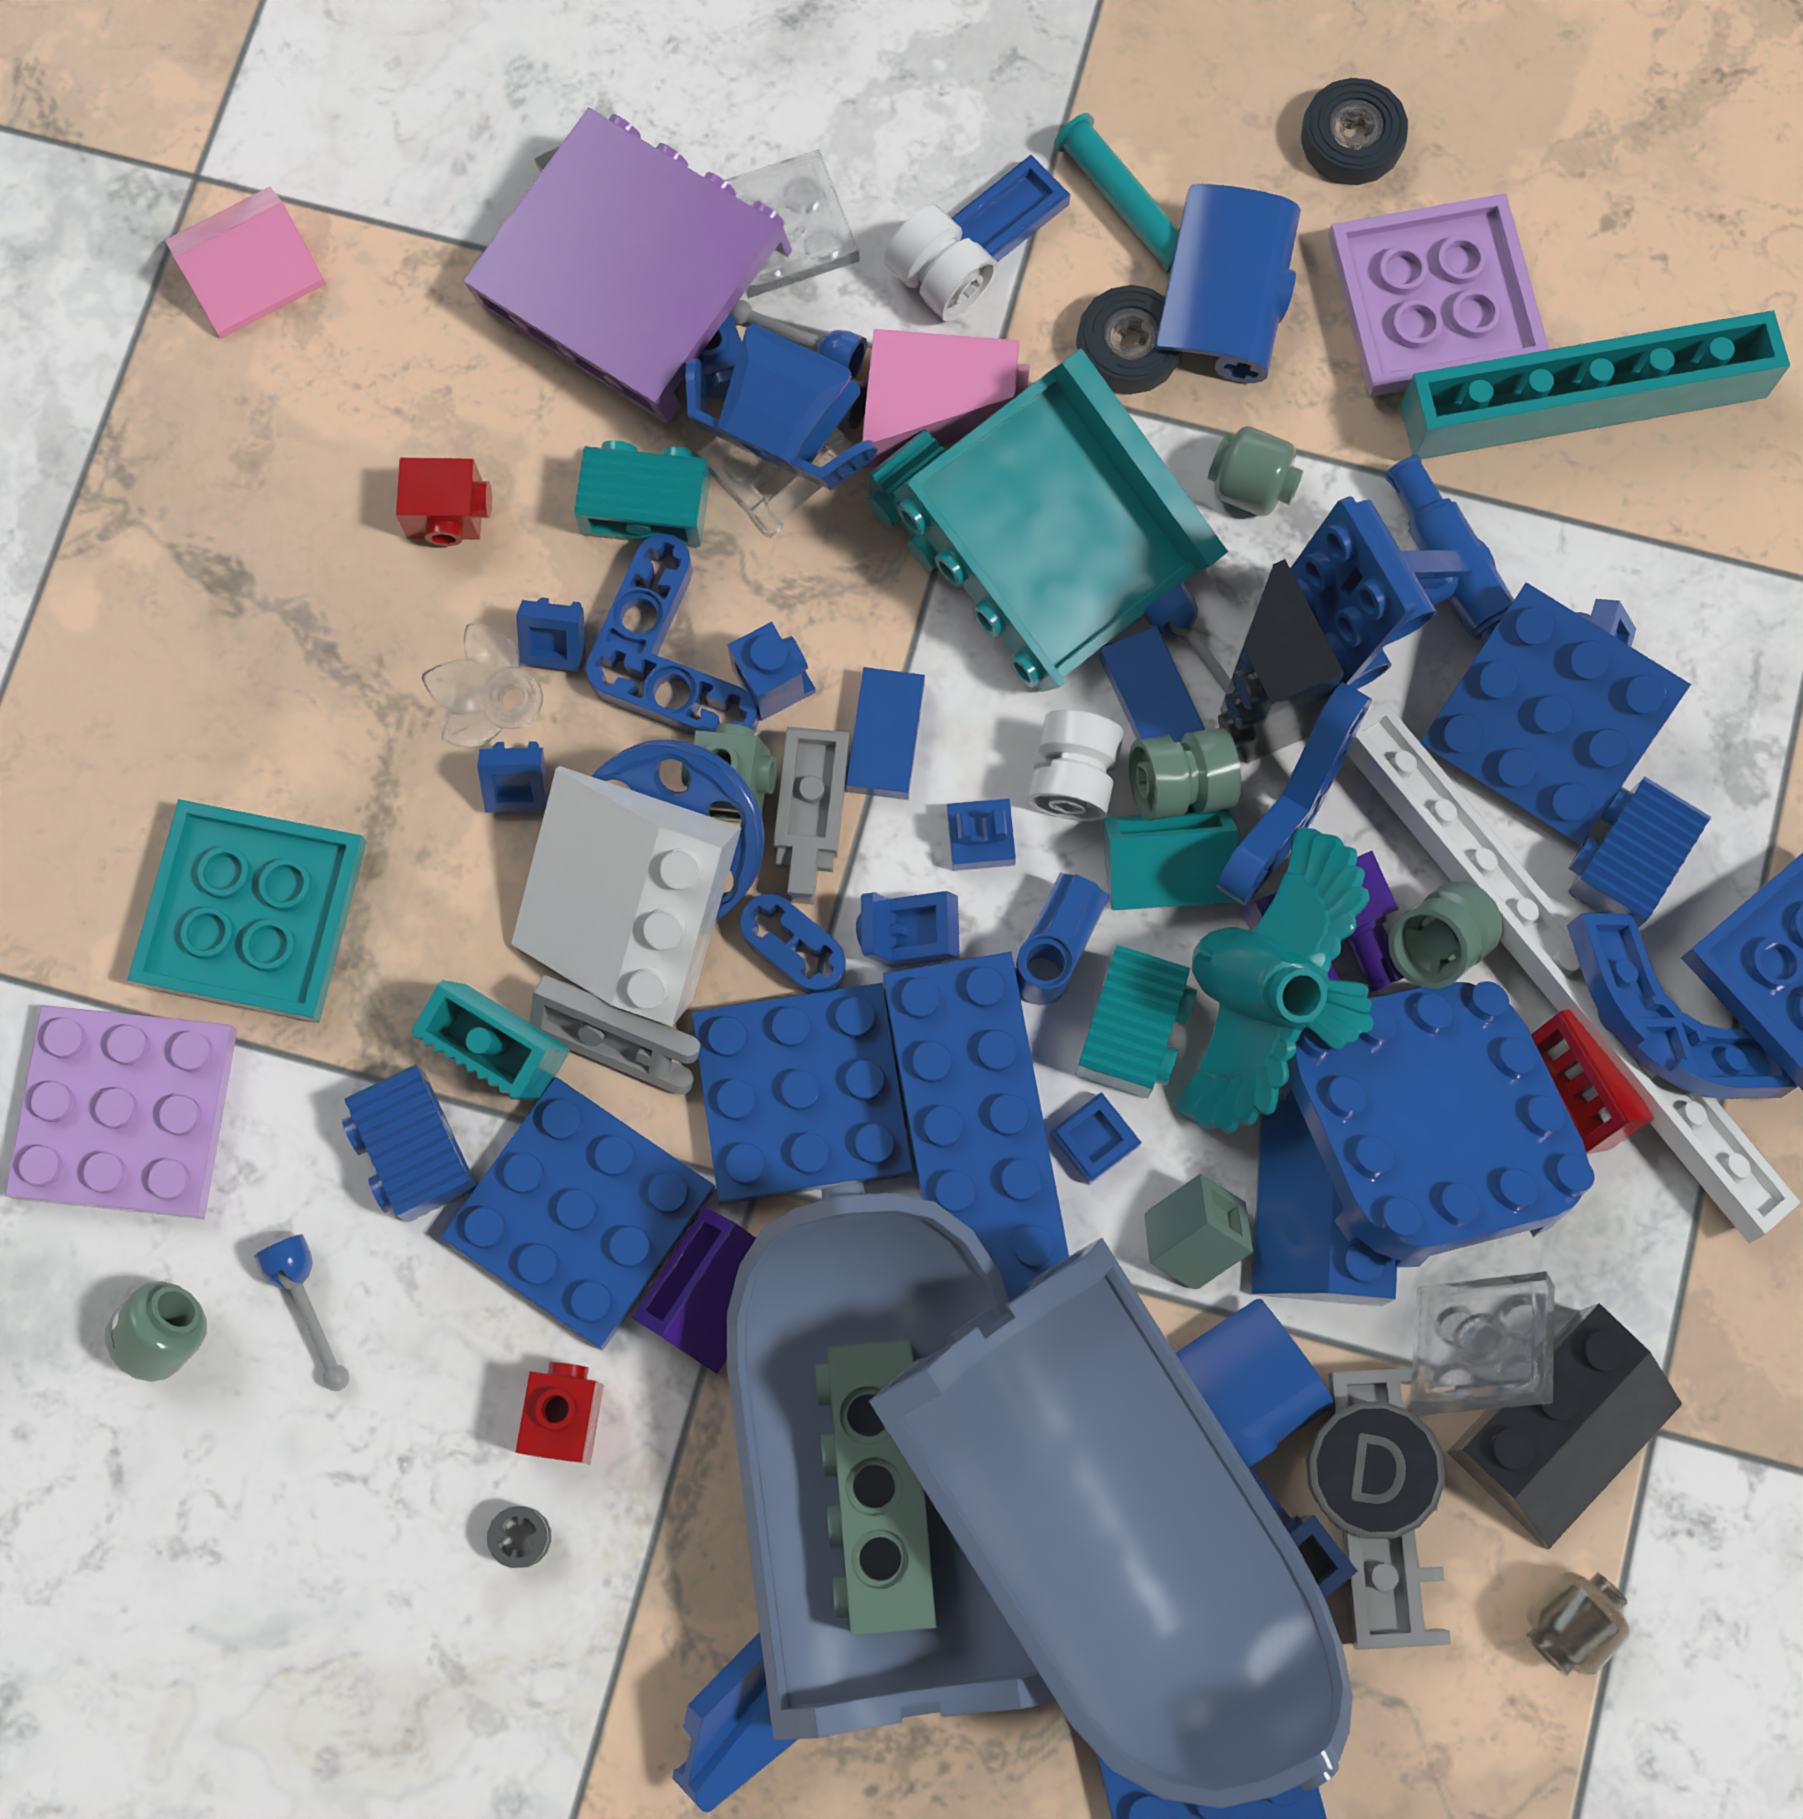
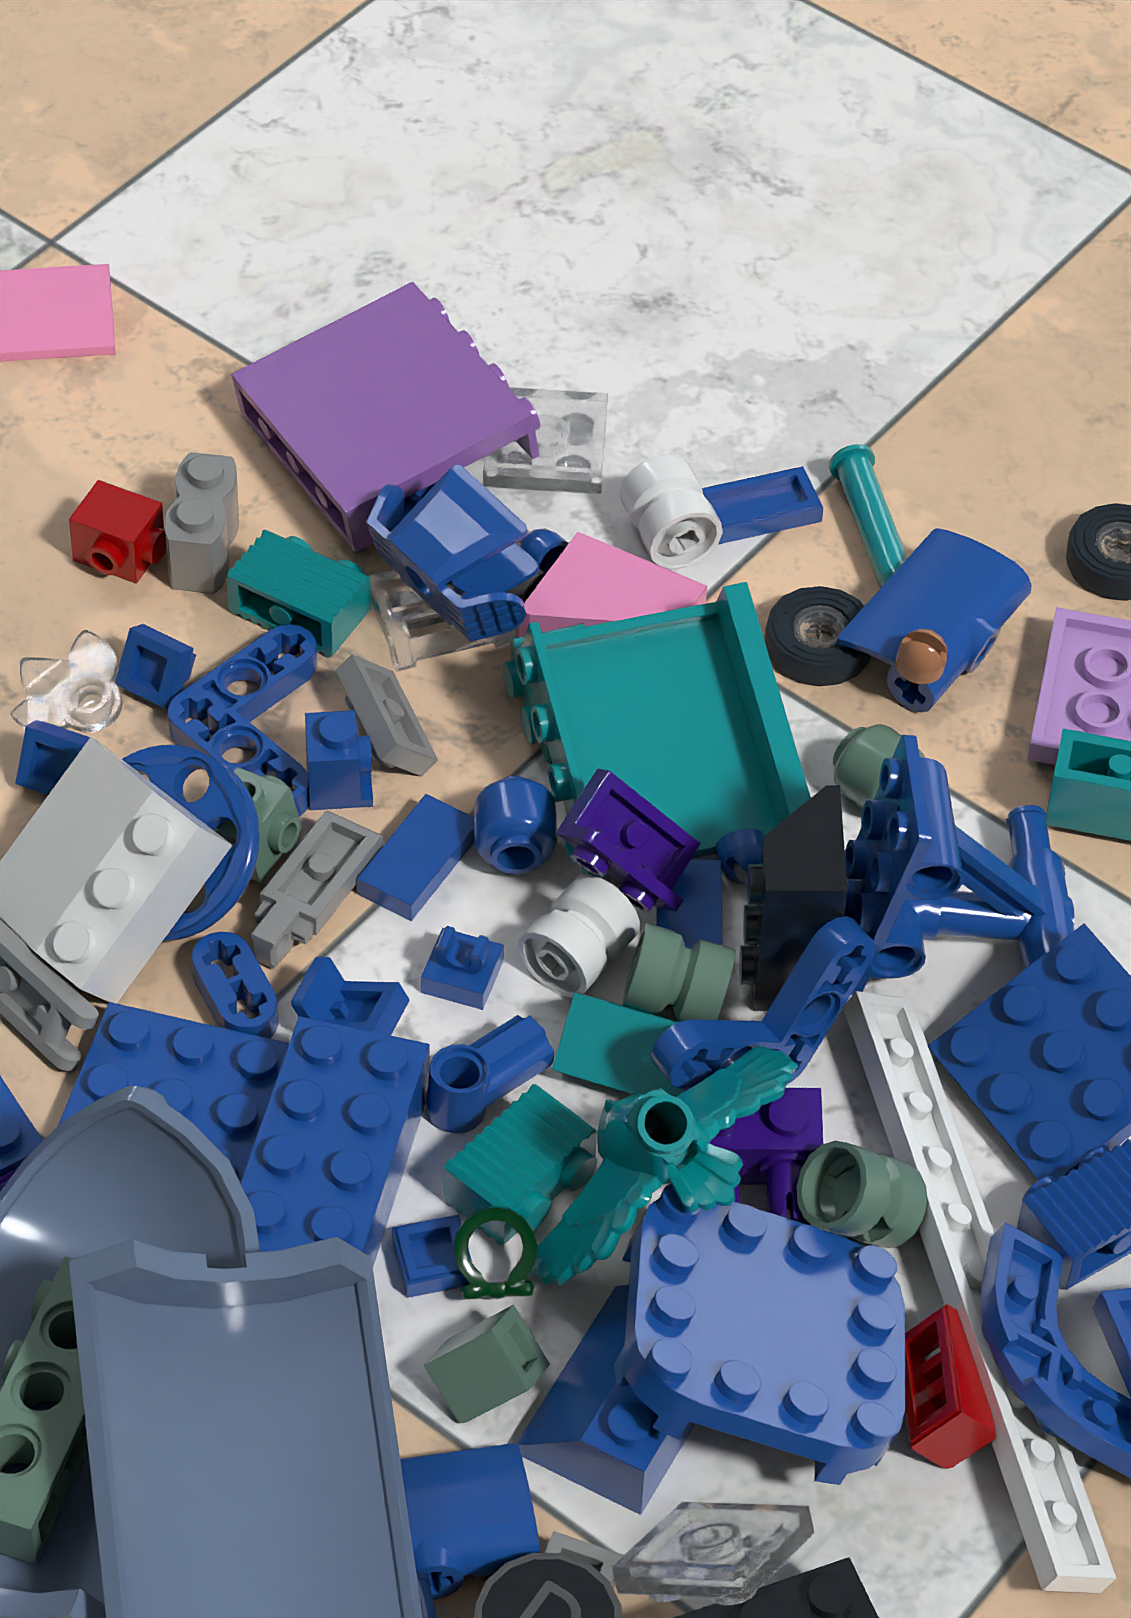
camera: 20 degrees right, 25 degrees down
(515, 456) = (202, 523): none -> light grey brick
(788, 598) = (386, 716): none -> light grey plate
(963, 670) = (515, 824): none -> blue head
(1086, 663) = (629, 840): none -> dark purple bracket
(1182, 1140) = (516, 1284): none -> dark green piece
(1252, 350) = (922, 656): none -> nougat hinge

